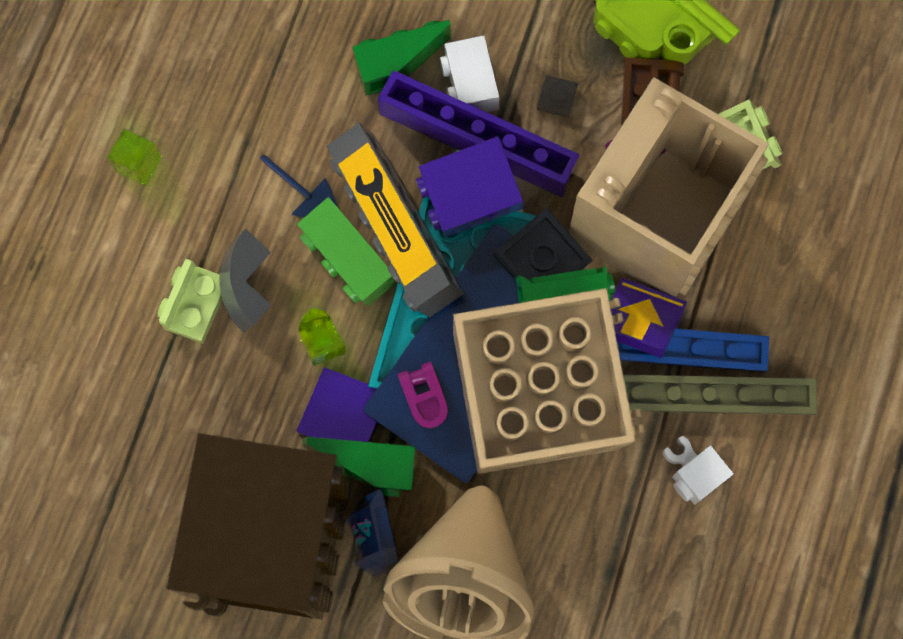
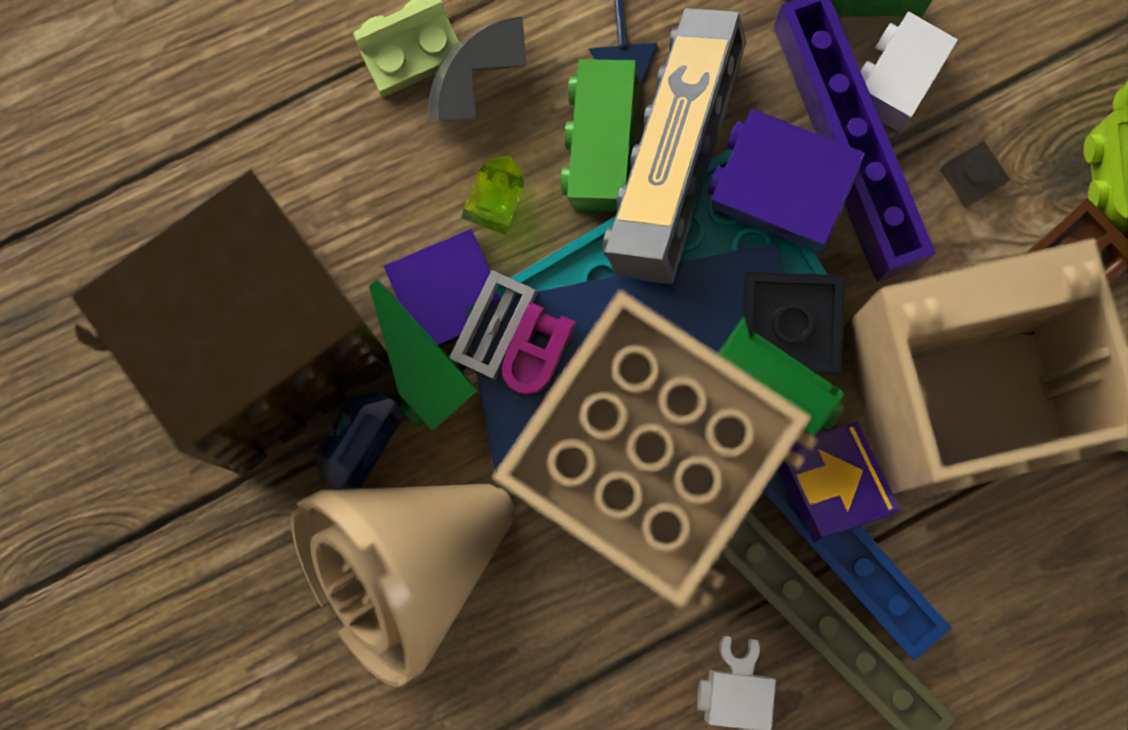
camera: 45 degrees right, 5 degrees up
(379, 376) = (476, 317): none -> light grey tile

